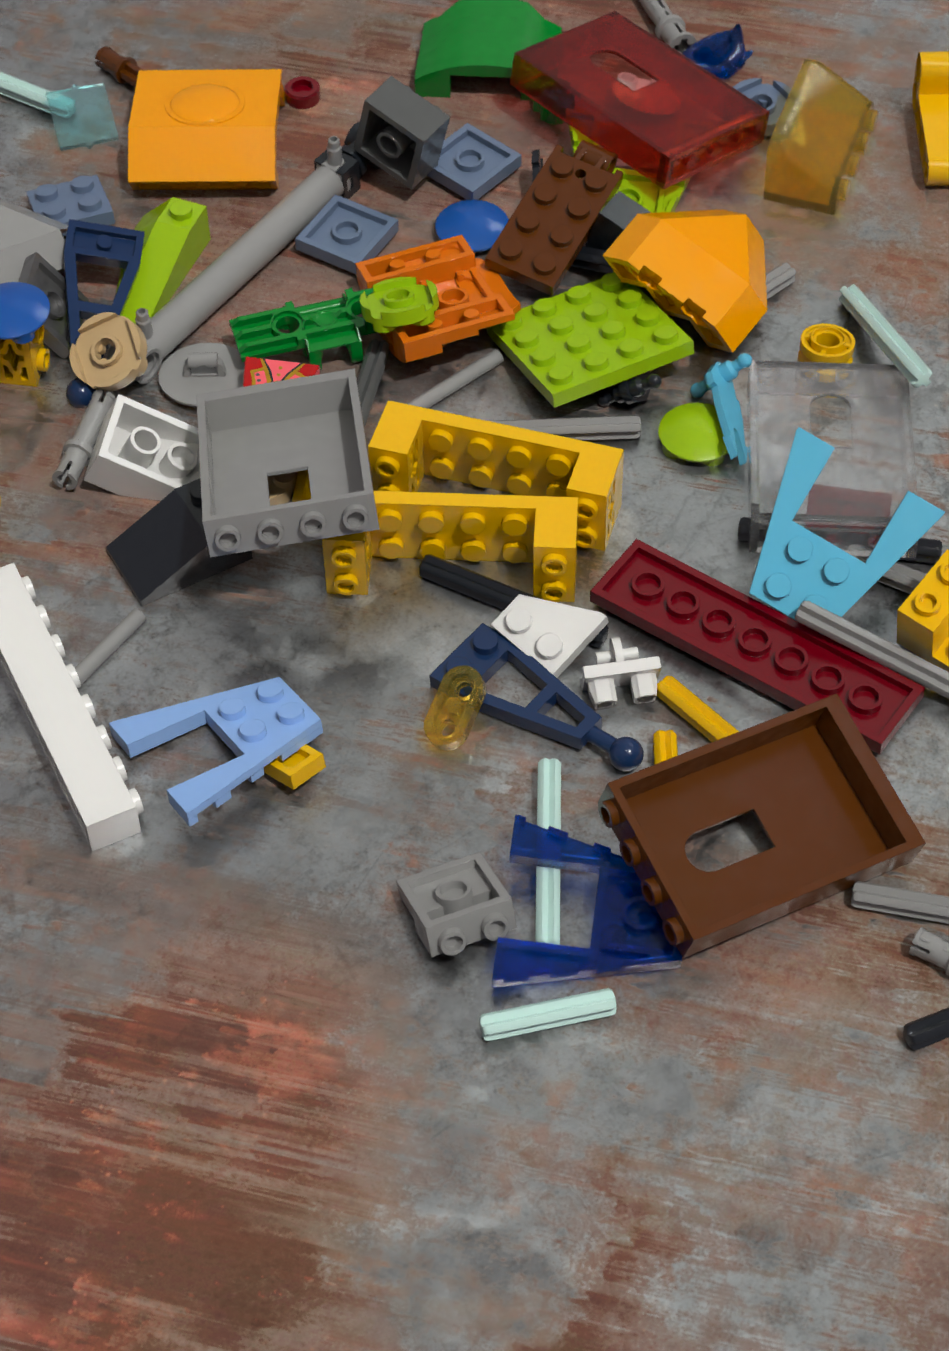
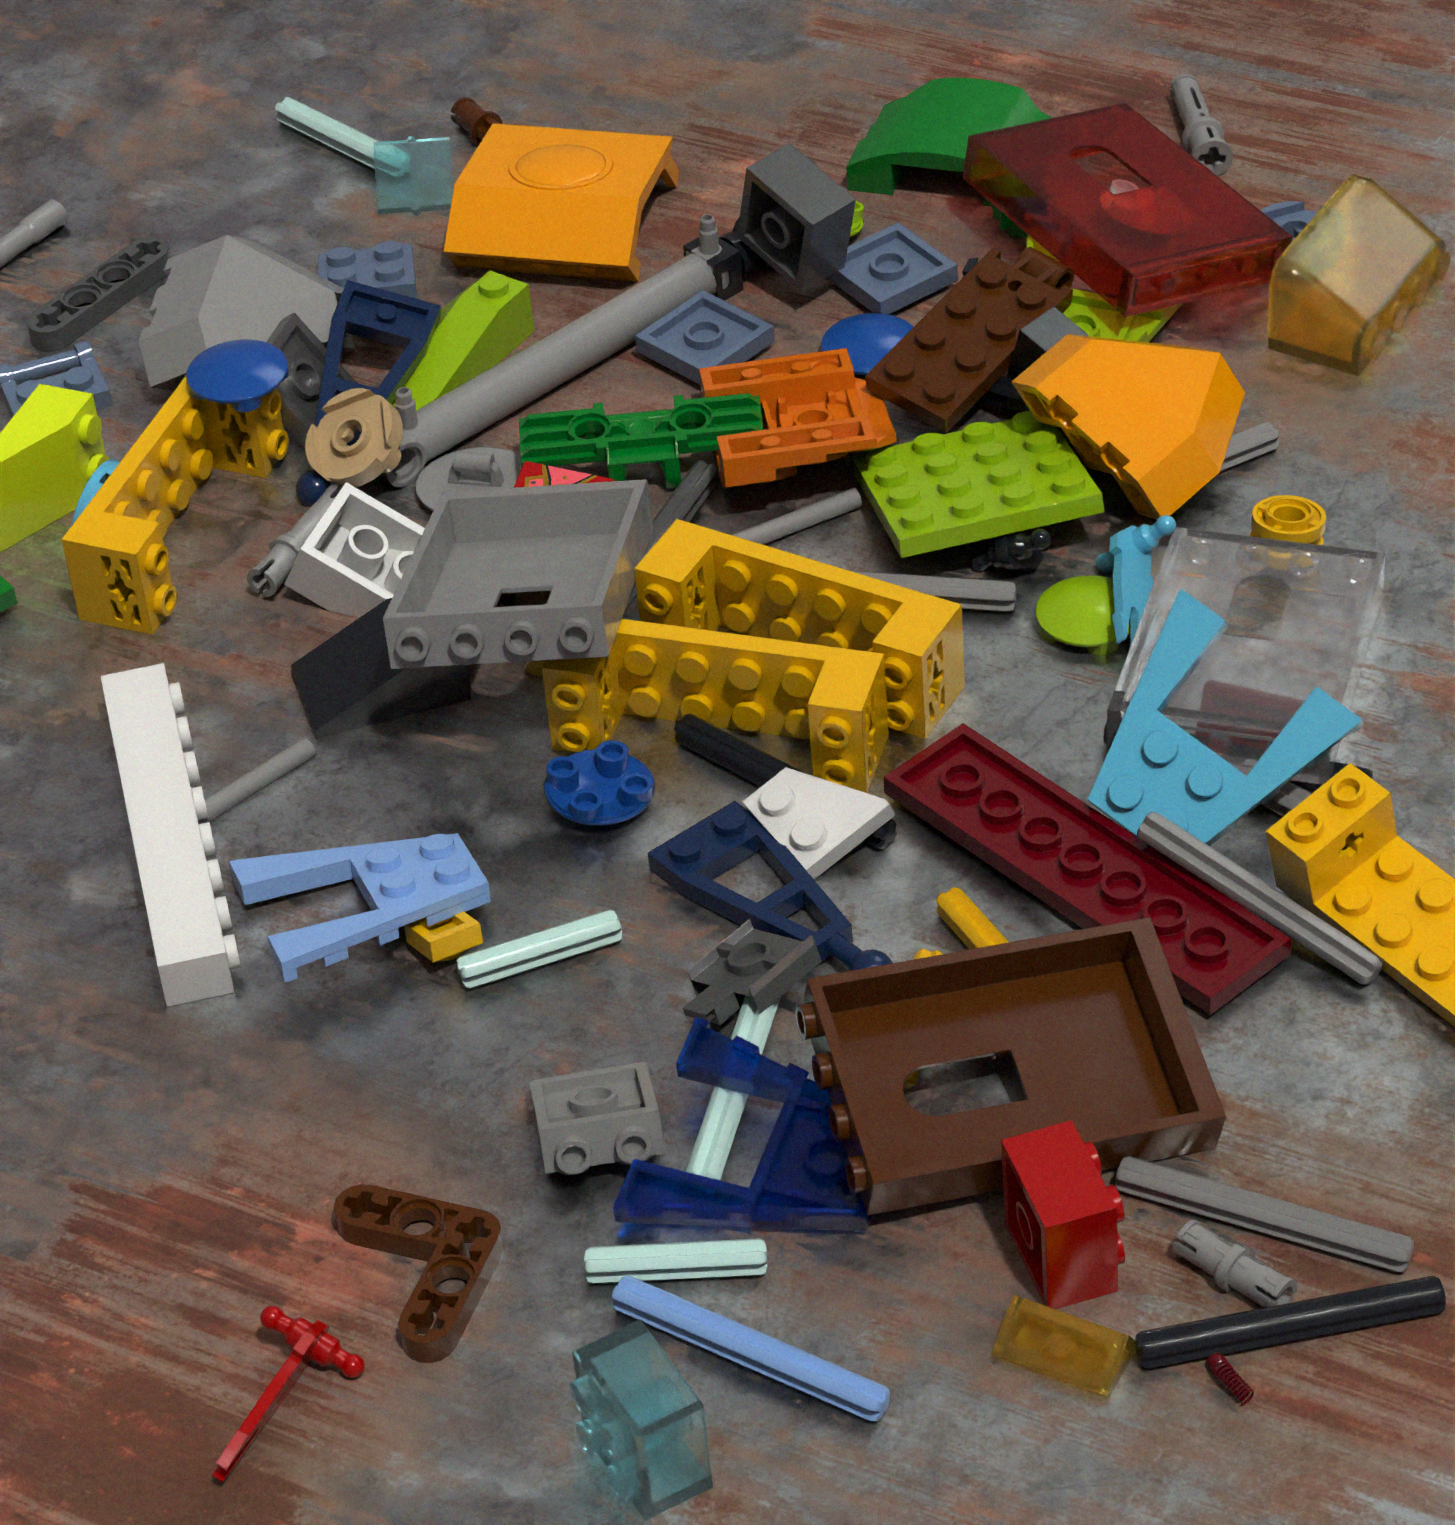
camera: 15 degrees right, 10 degrees down
(294, 1128) = (308, 1344): none -> red piece
(302, 92) = (702, 172): dark red tile -> none
(367, 1027) = (440, 1247): none -> reddish brown beam
(368, 766) = (539, 949): none -> light aqua axle
(375, 622) = (599, 785): none -> blue dish
(399, 303) = (731, 413): lime plate -> none
(452, 709) = (662, 891): clear yellow plate -> none
(535, 761) = (750, 965): none -> dark grey piece
(571, 1159) = (641, 1420): none -> clear light blue brick
(617, 669) = (892, 873): white hips -> none
(624, 1079) = (751, 1348): none -> light blue axle
(720, 52) = (1259, 169): clear blue hat -> none
(831, 941) = (1062, 1214): none -> red brick
(851, 1042) = (1063, 1346): none -> clear yellow slope
(885, 336) = (1367, 517): light aqua axle -> none

